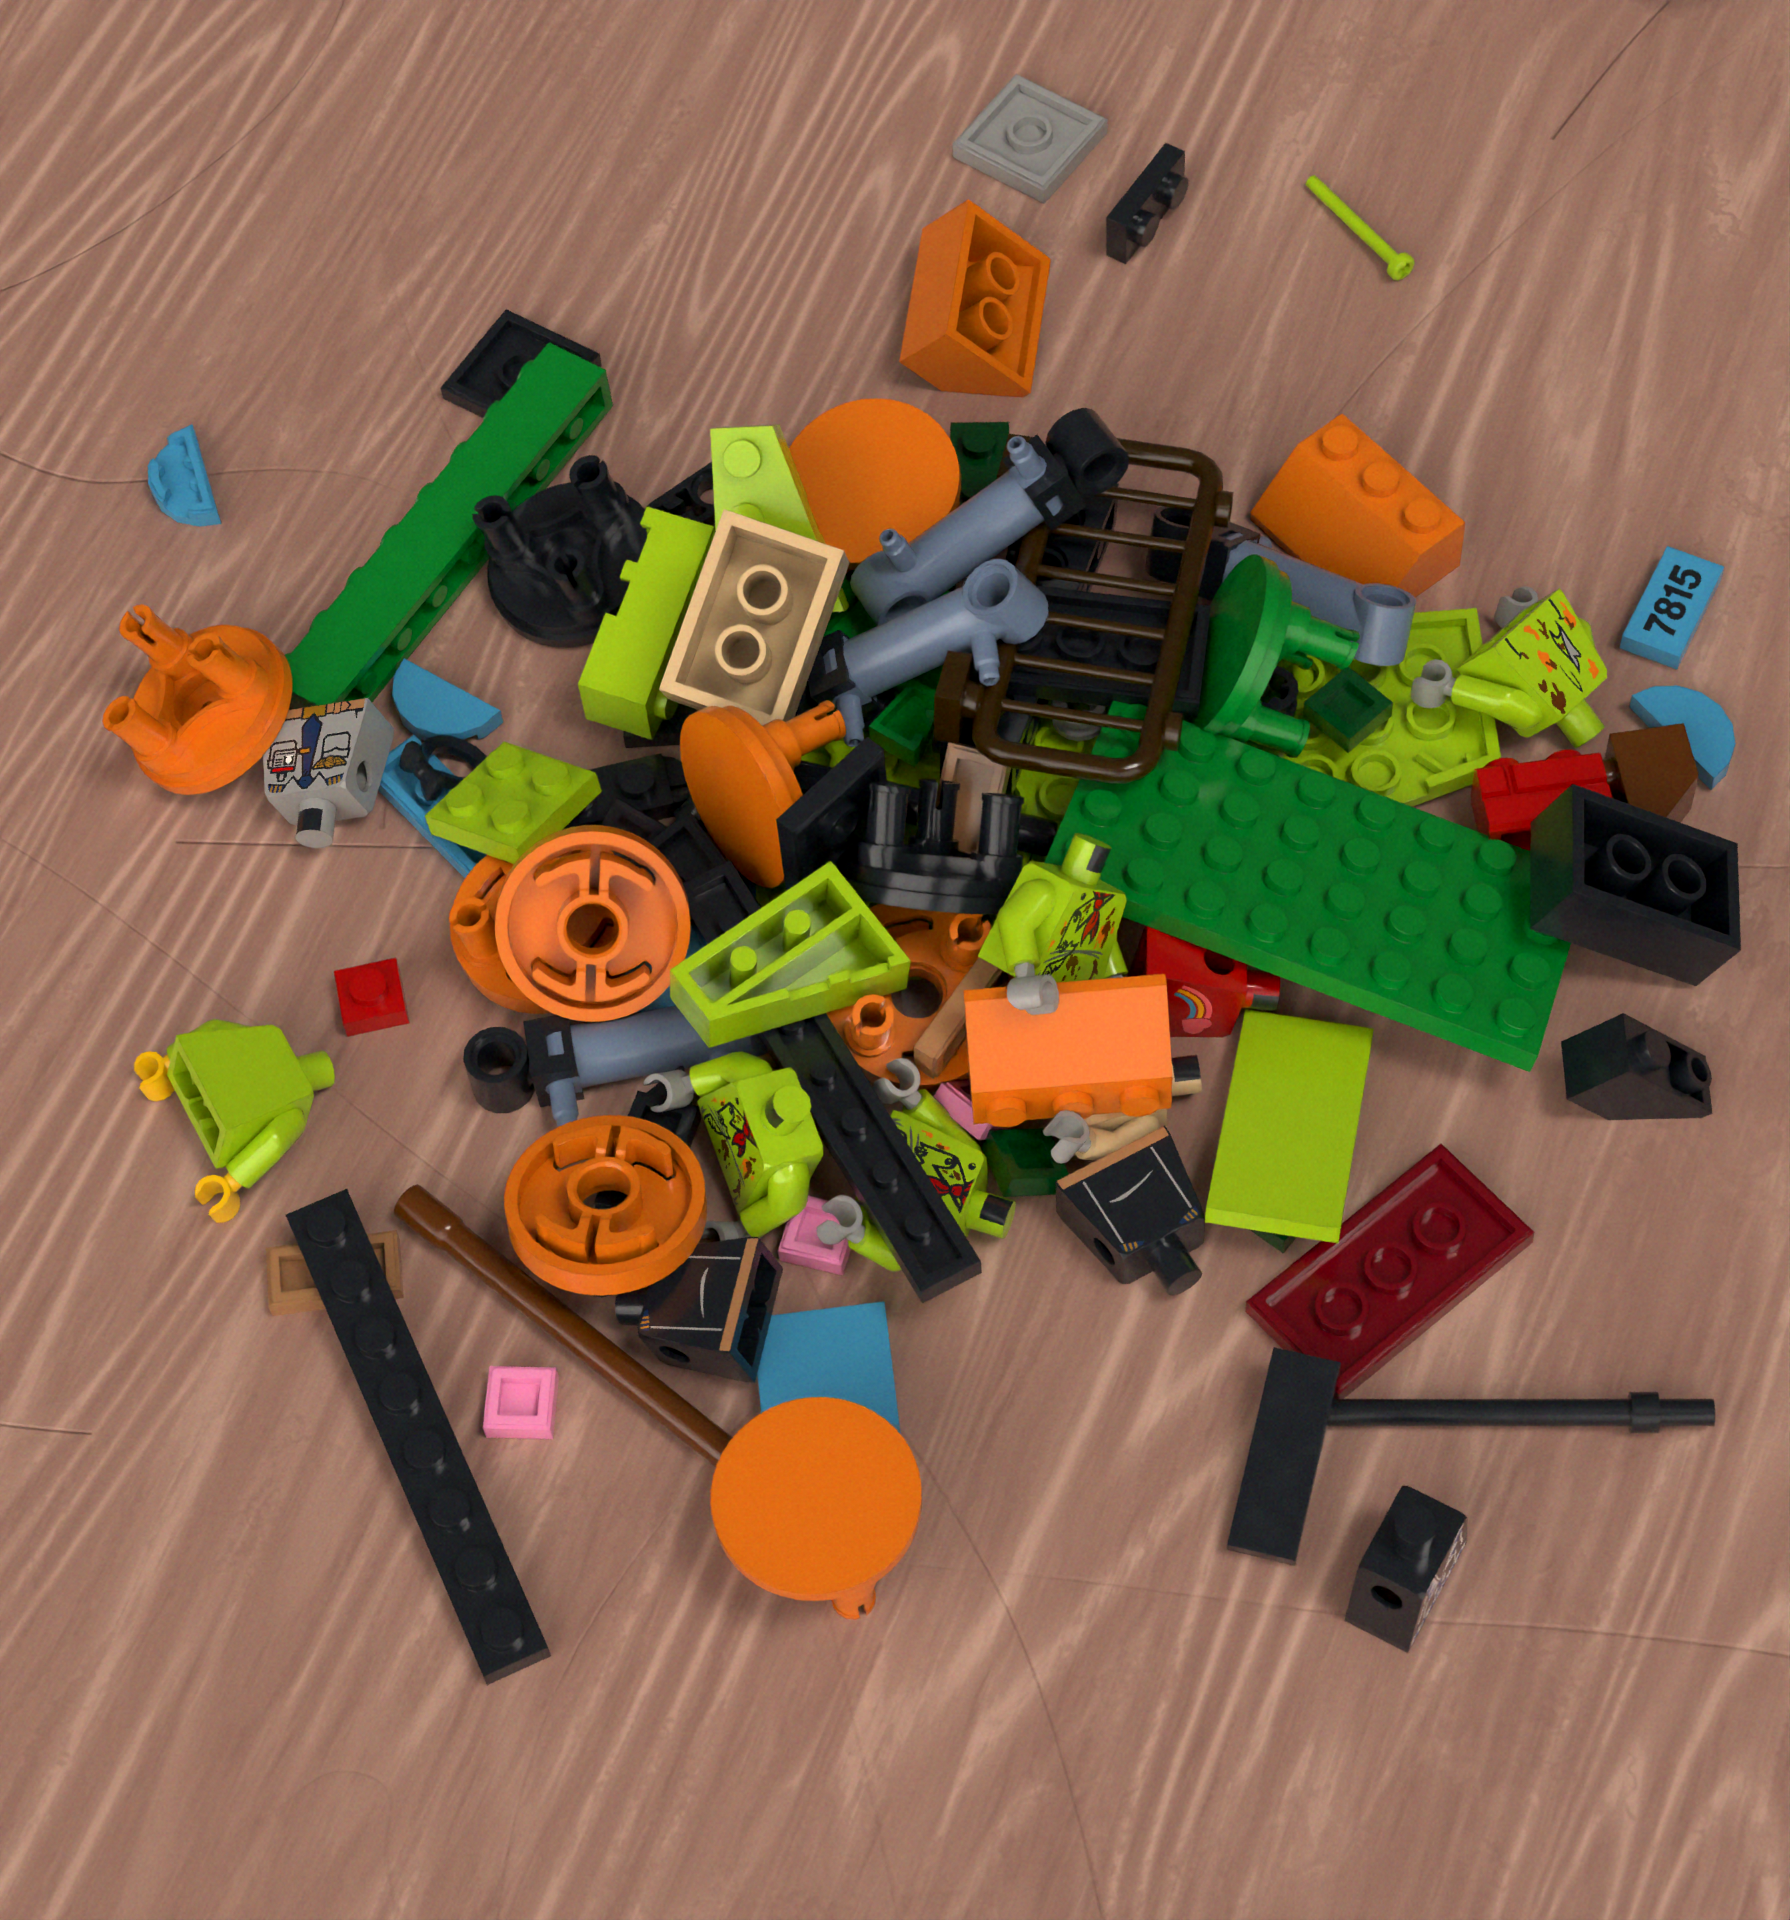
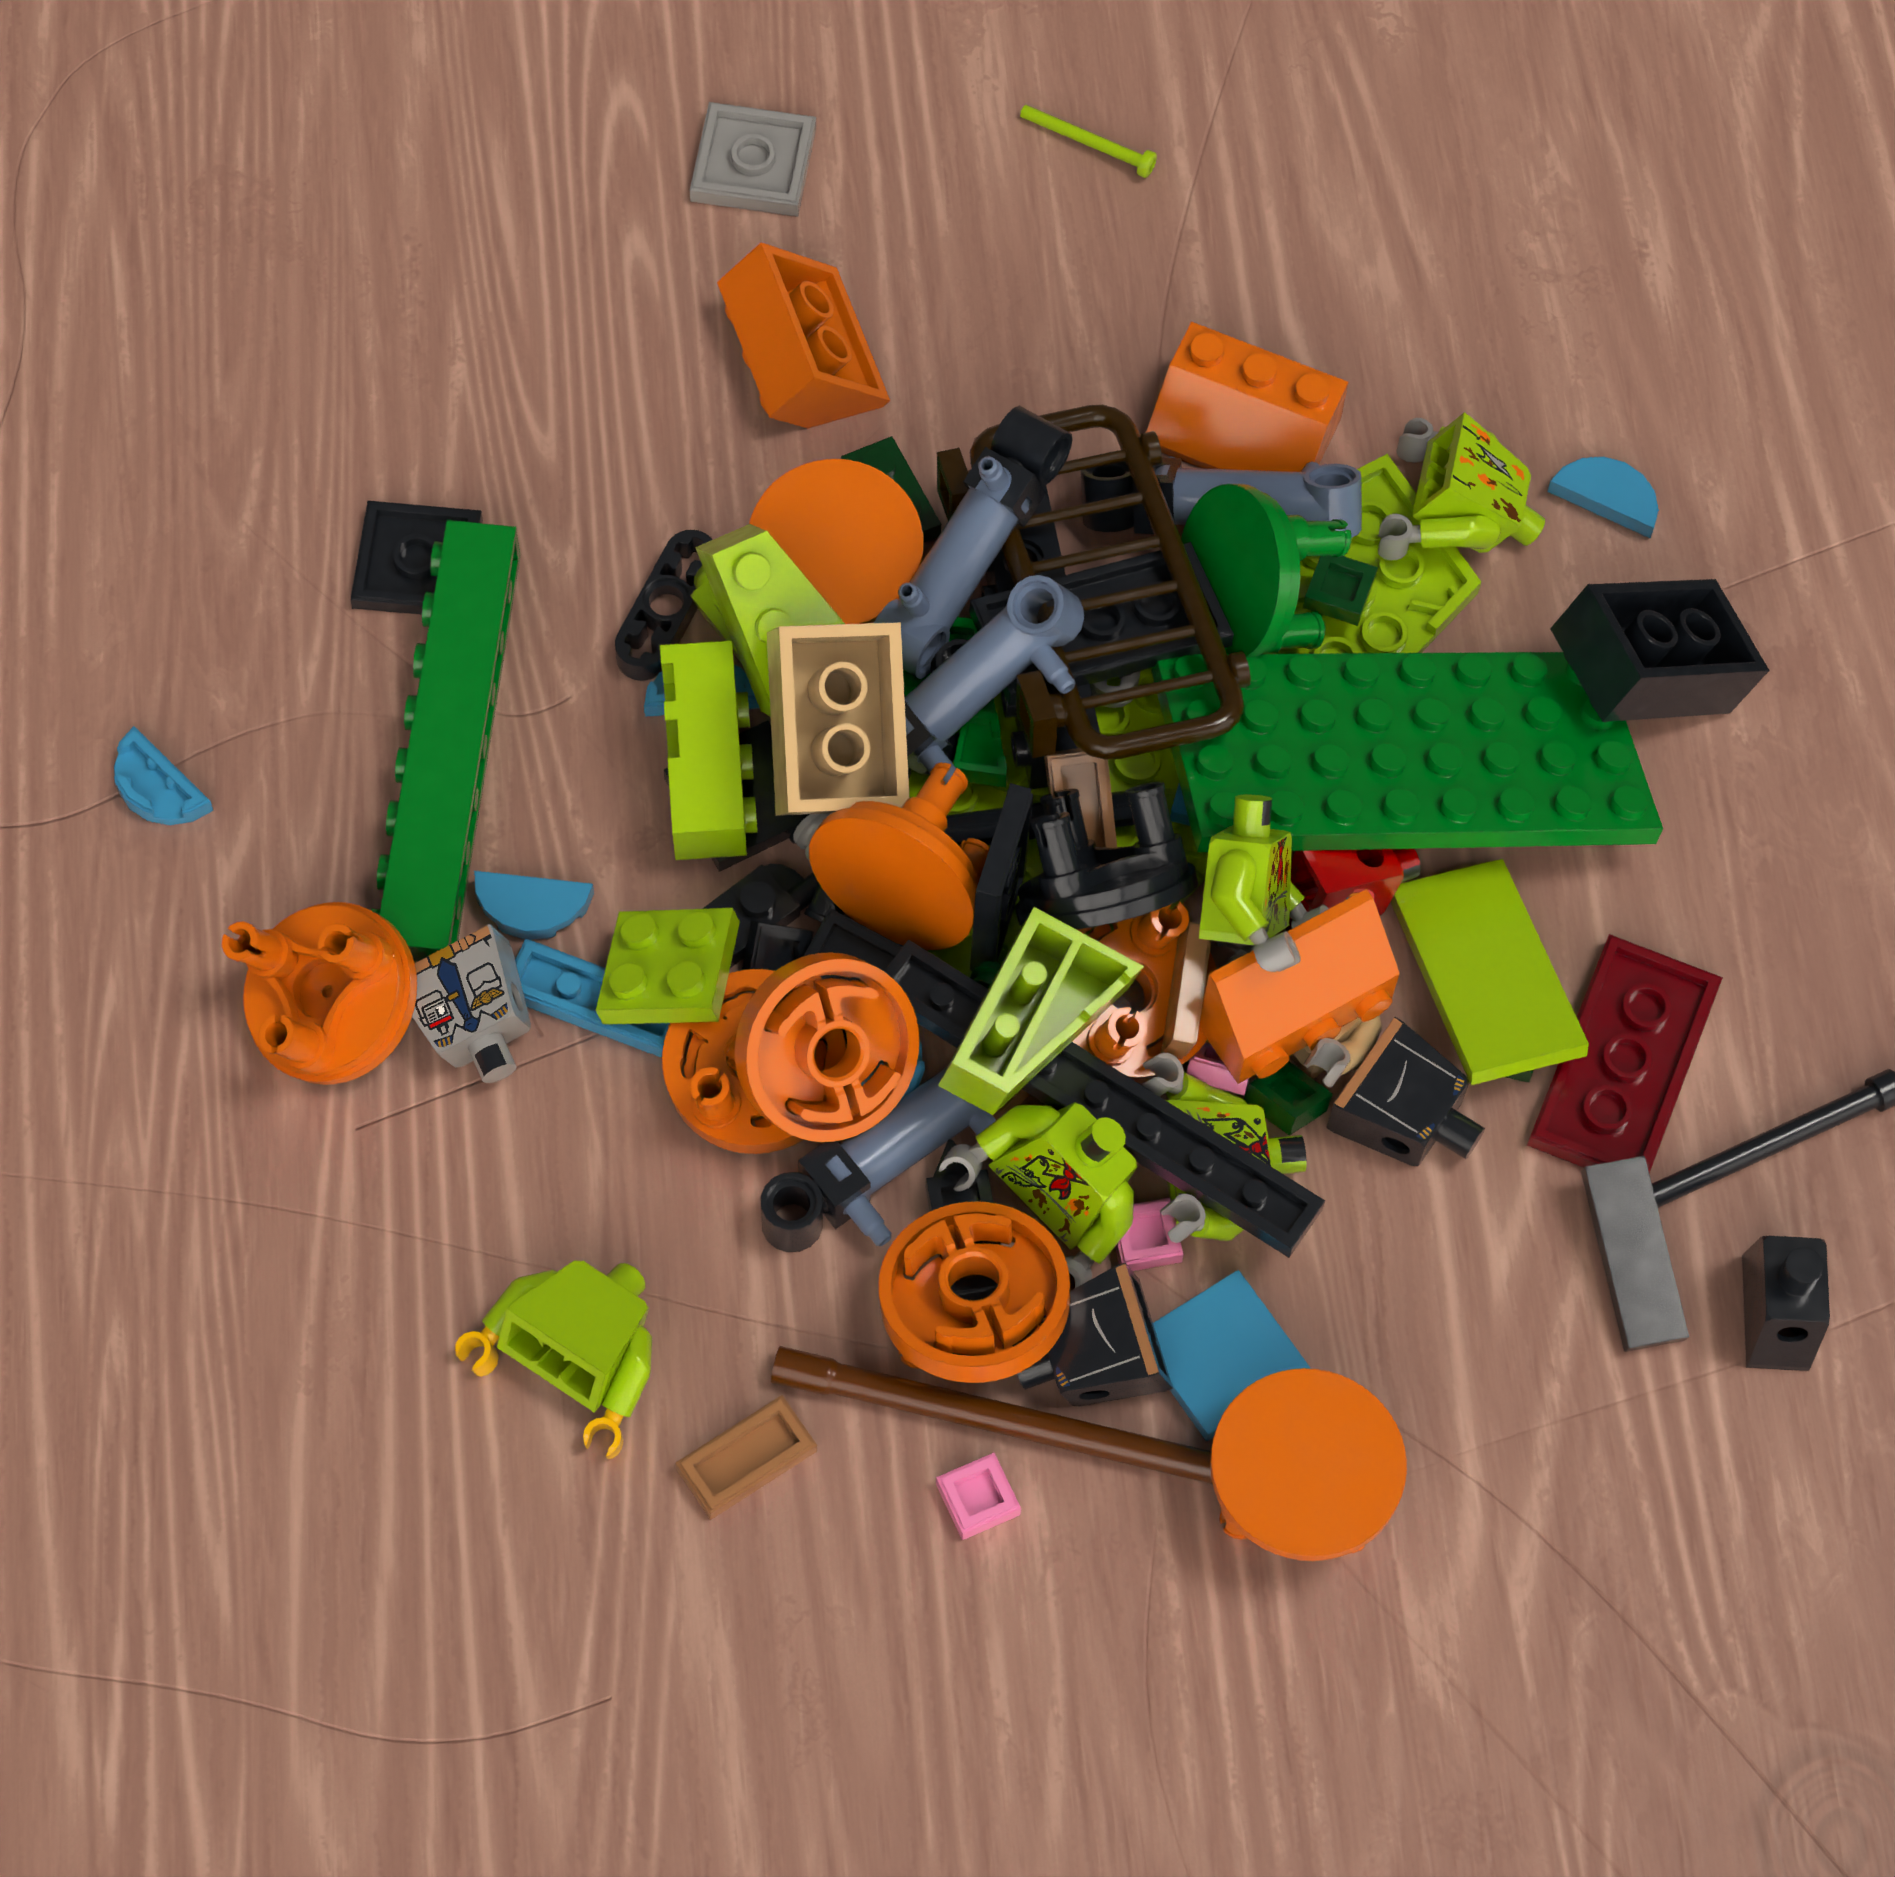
camera: 35 degrees left, 5 degrees up
(371, 997) = (630, 1195): red plate -> none
(416, 757) = (577, 975): black piece -> none
(418, 1438) = (908, 1564): black plate -> none
(562, 555) = (579, 718): black piece -> none
(1145, 203) = (900, 205): black plate -> none
(1512, 793) = (1524, 606): red brick -> none
(1635, 1073) = (1731, 809): black slope -> none
(1653, 770) = (1605, 544): reddish brown slope -> none
(1671, 607) = (1537, 390): dark azure tile -> none

